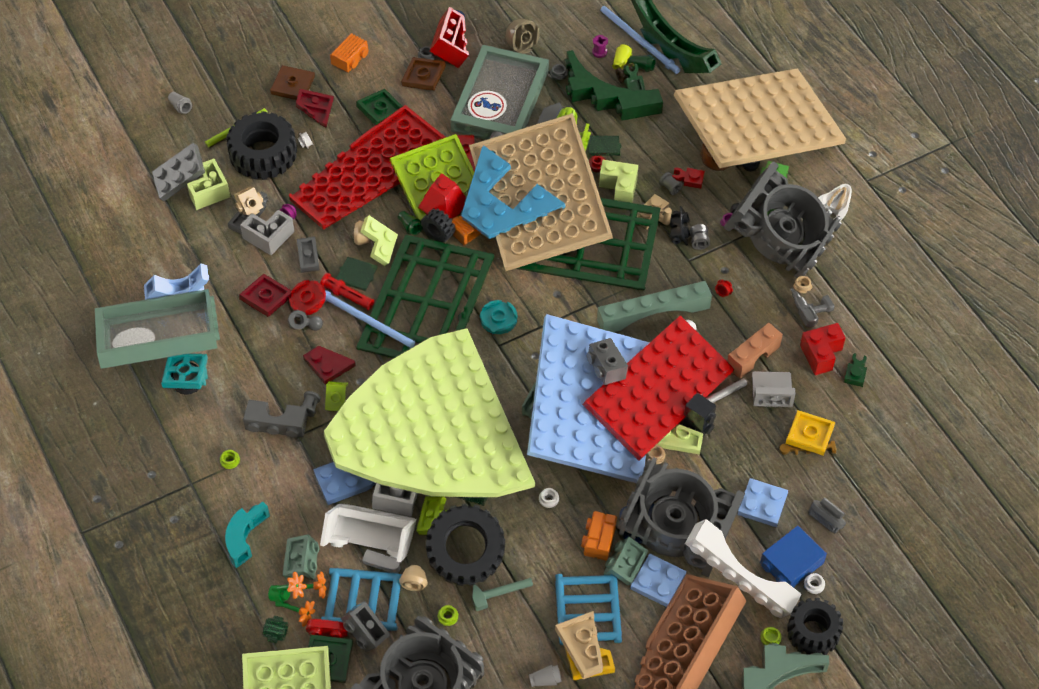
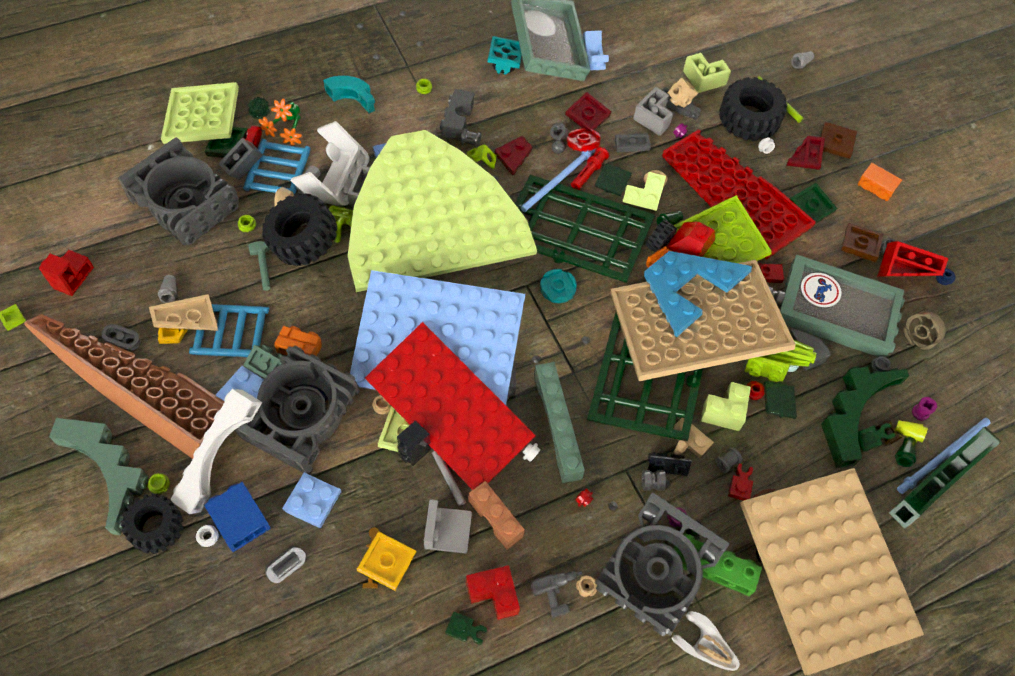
camera: 90 degrees right, 5 degrees up
(178, 171) = (718, 51): plate -> none
(301, 557) = (311, 125): sand green bracket -> none
(551, 493) = (349, 304): white plate -> none
(607, 361) = (463, 342): dark grey brick -> none

